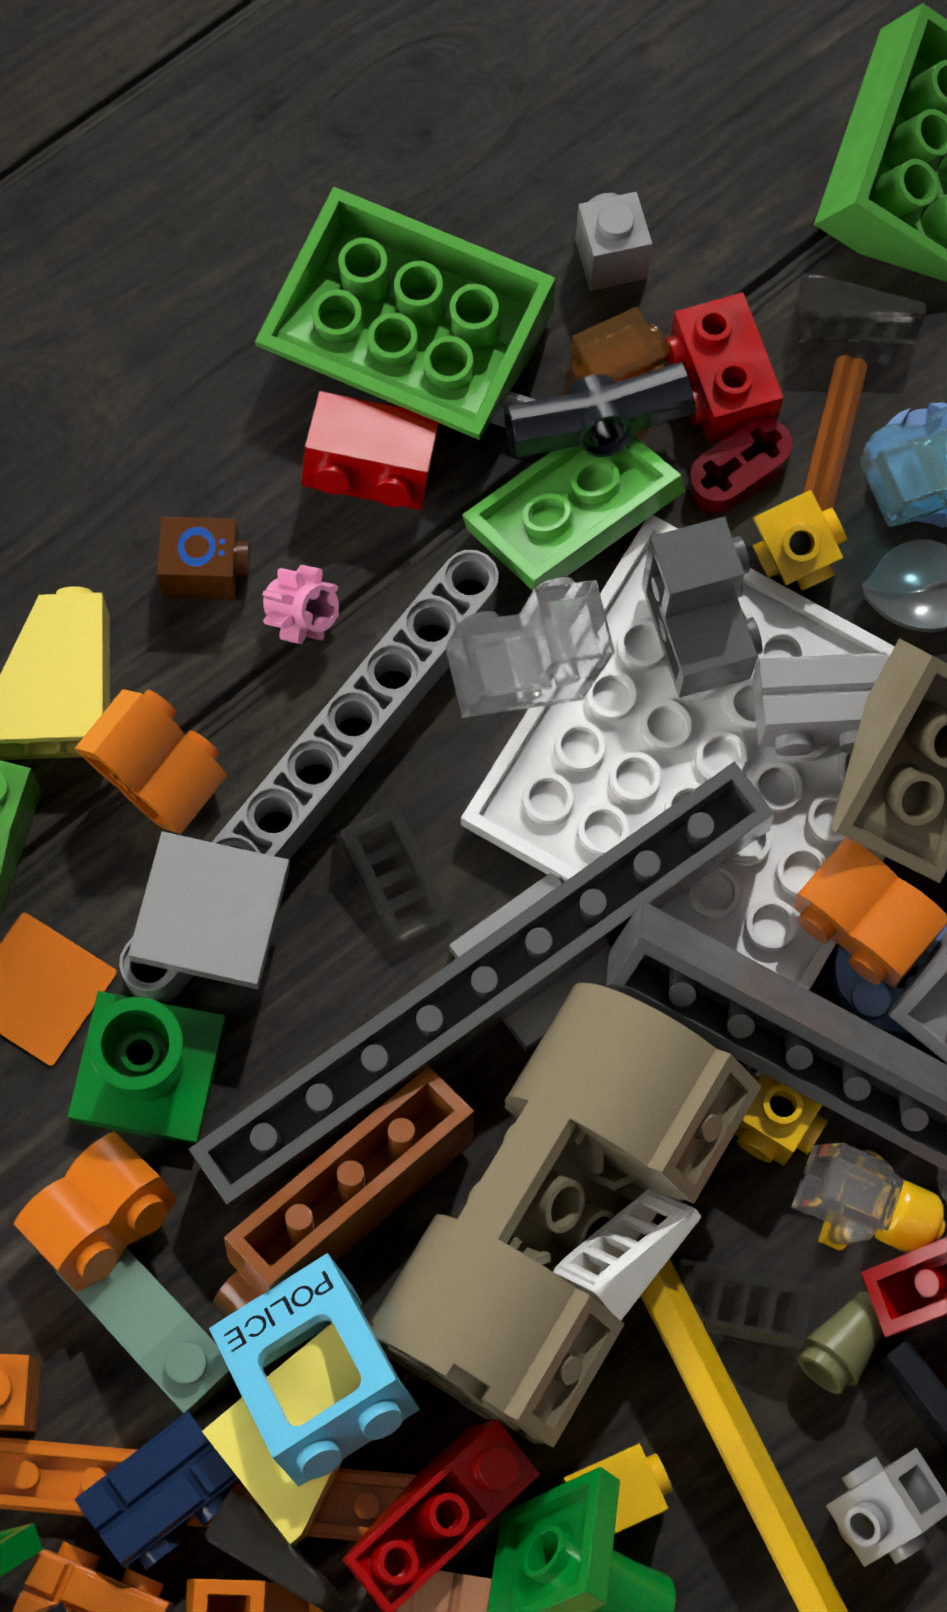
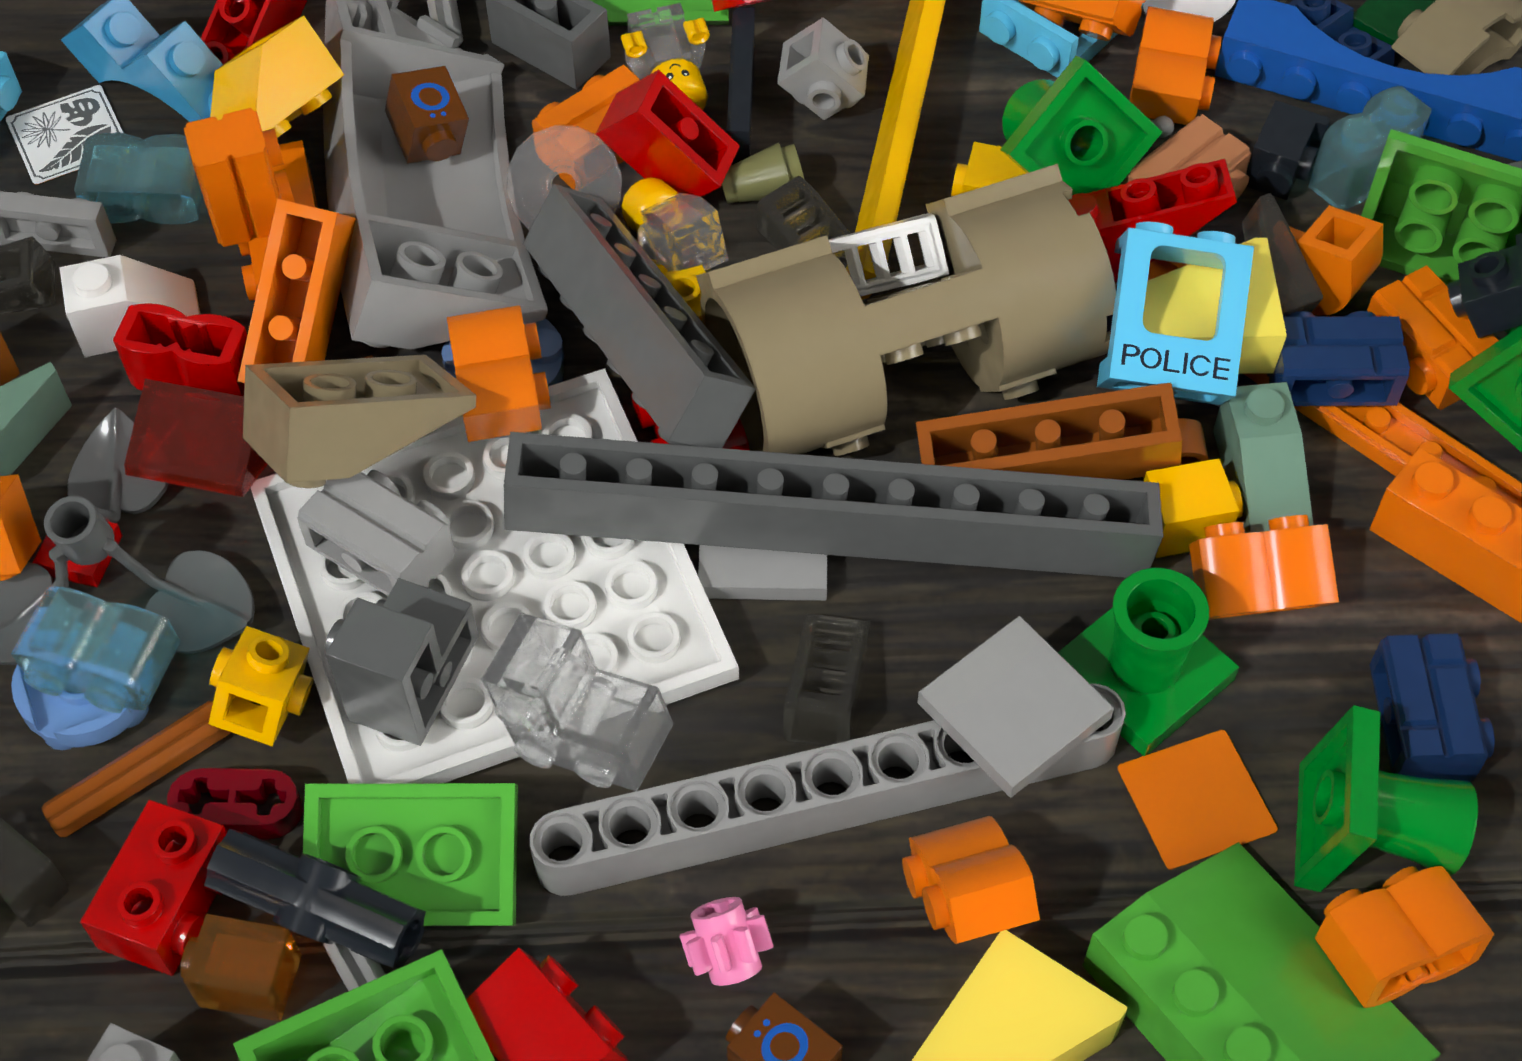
camera: 140 degrees left, 15 degrees down
(194, 1245) = (1193, 499): none -> yellow brick

